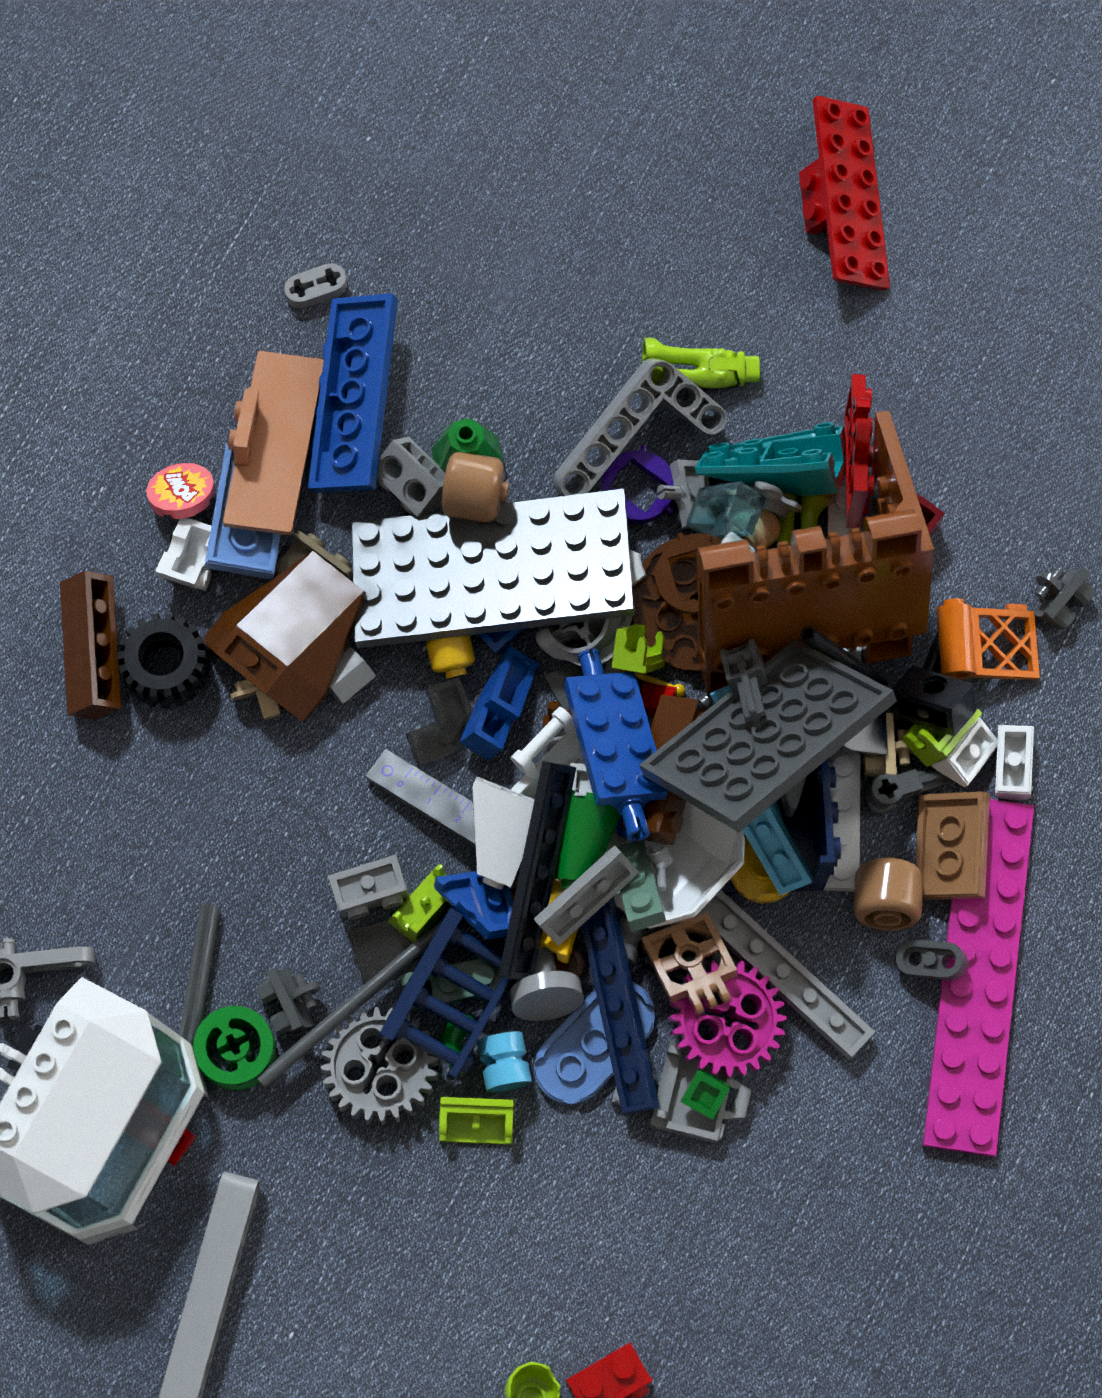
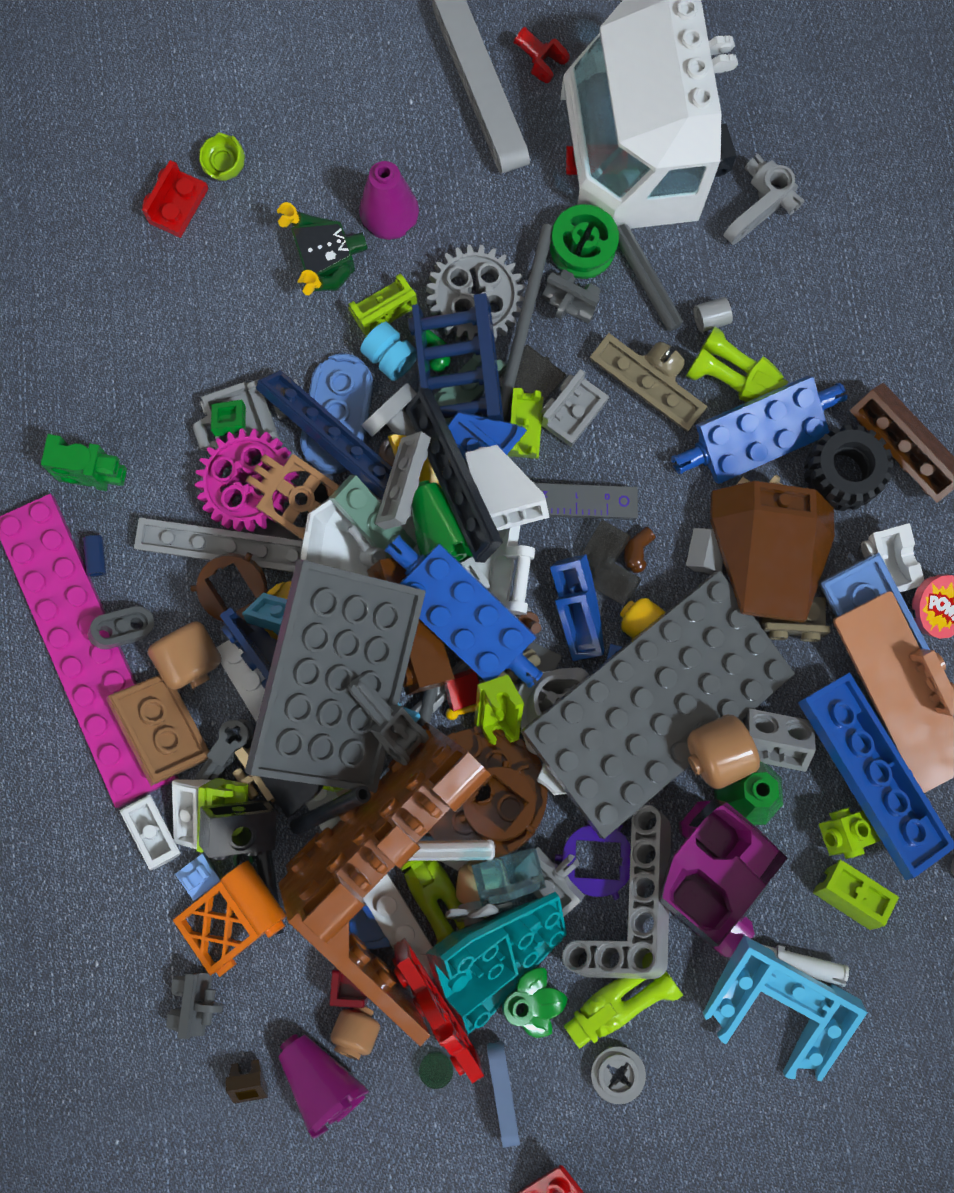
camera: 145 degrees right, 5 degrees up
(124, 1289) = (539, 51): none -> red piece
(168, 890) = (712, 313): none -> light grey beam
(179, 792) = (761, 375): none -> lime piece
(211, 748) = (761, 429): none -> plate
(274, 868) = (651, 378): none -> dark tan plate
(404, 1237) = (387, 202): none -> magenta cone
(412, 720) = (635, 550): none -> reddish brown arm
(413, 367) = (842, 833): none -> lime brick
(442, 318) = (856, 895): none -> lime hinge
(498, 1212) = (322, 249): none -> torso
(542, 313) = (814, 967): none -> white pin
(546, 402) = (719, 874): none -> magenta piece
(570, 317) = (831, 1010): none -> medium azure wedge
(747, 306) = (619, 1091): none -> light grey gear
(768, 413) = (539, 1001): none -> green plate
(831, 931) = (208, 594): none -> reddish brown piece
(844, 363) = (503, 1094): none -> sand blue beam
(874, 1140) = (81, 464): none -> green hips
(896, 410) = (436, 1070): none -> clear green tile
(917, 1054) = (94, 555): none -> dark blue piece
(938, 484) = (355, 1032): none -> medium nougat head
(993, 464) = (319, 1084): none -> magenta cone
(994, 699) = (198, 877): none -> light blue tile
(1056, 504) = (246, 1086): none -> dark brown tile

